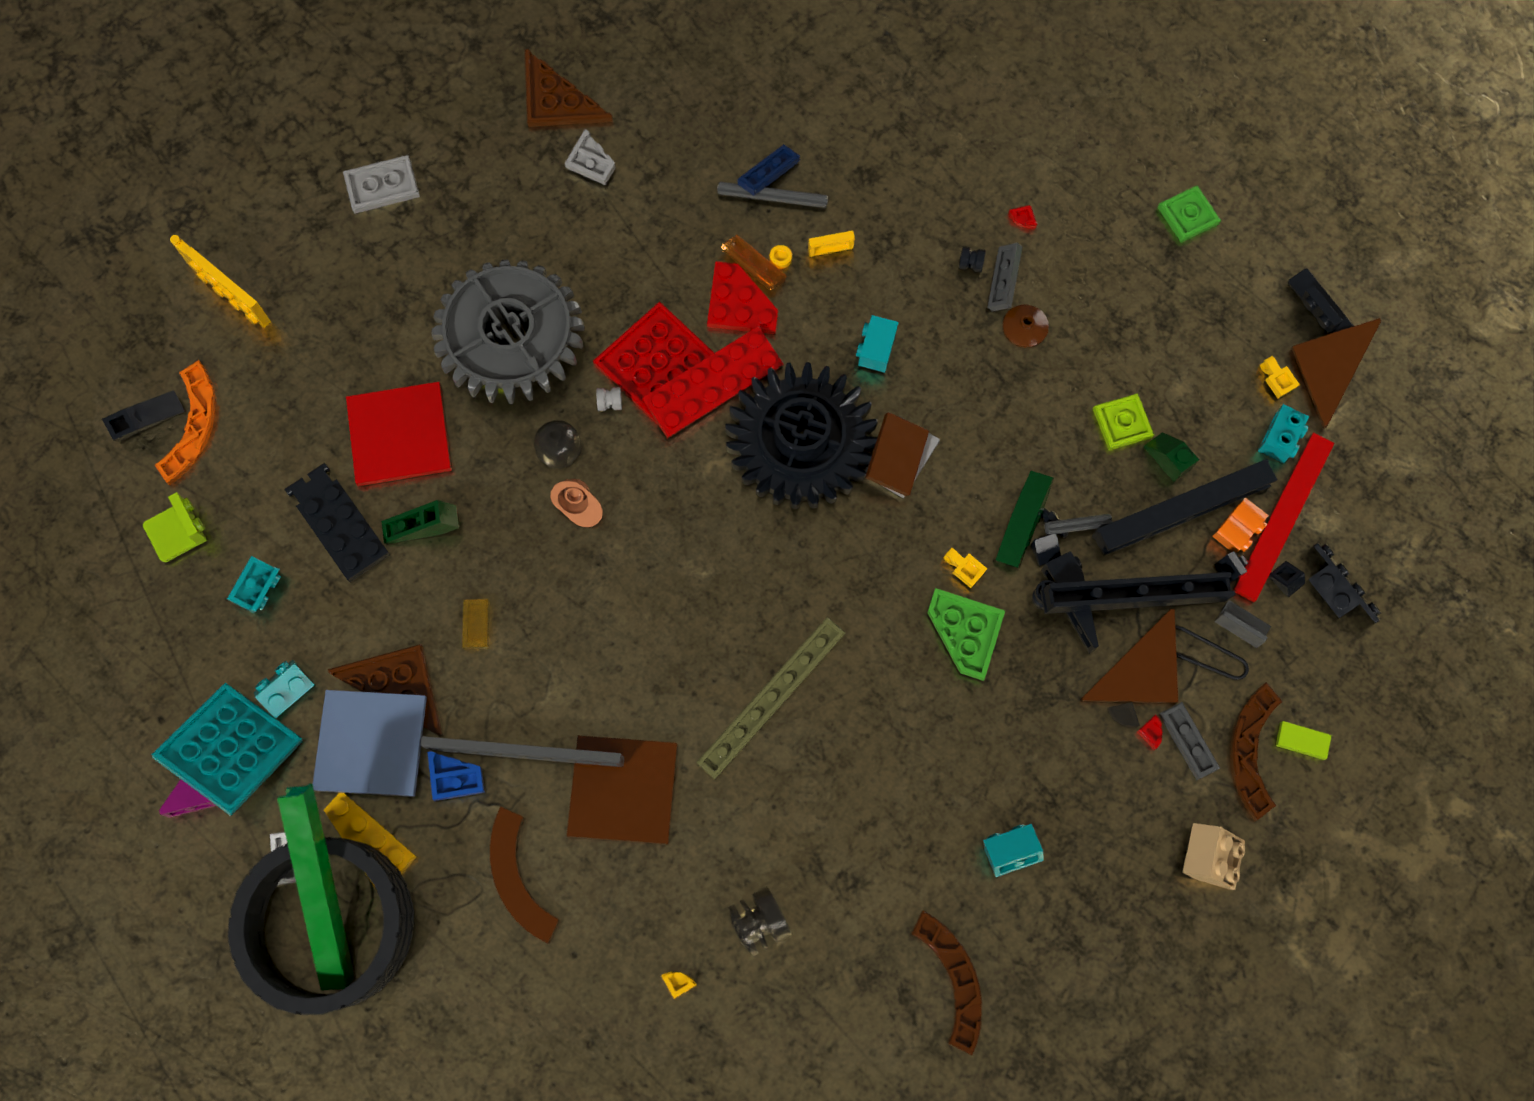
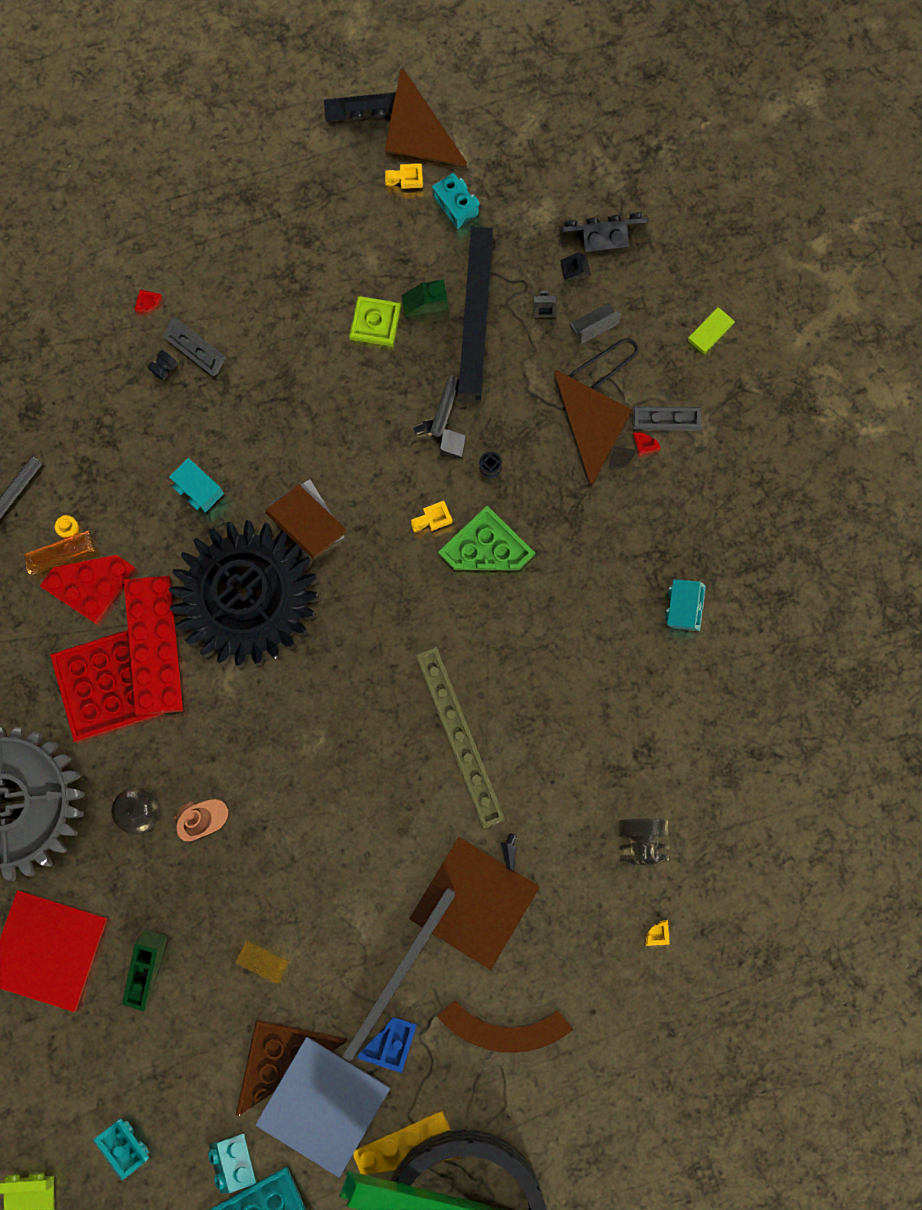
camera: 55 degrees left, 5 degrees up
(337, 523) = (101, 1045): black hinge -> none
(609, 399) = (118, 744): light grey wheel -> none
(686, 798) = (509, 851): none -> black bar
(831, 243) = (80, 476): yellow tile -> none
(962, 977) = (765, 700): reddish brown tile -> none
(1023, 334) = (250, 362): reddish brown dish -> none
(1024, 519) = (417, 447): dark green slope -> none
(1069, 569) = (486, 438): black slope -> none
(1136, 592) = (528, 393): black tile -> none
(1189, 213) = (221, 164): bright green tile -> none
(1214, 856) = (767, 450): tan slope -> none
(1240, 526) = (514, 278): orange brick -> none
(1245, 751) = (695, 379): reddish brown tile -> none
(1283, 517) = (523, 240): red tile -> none

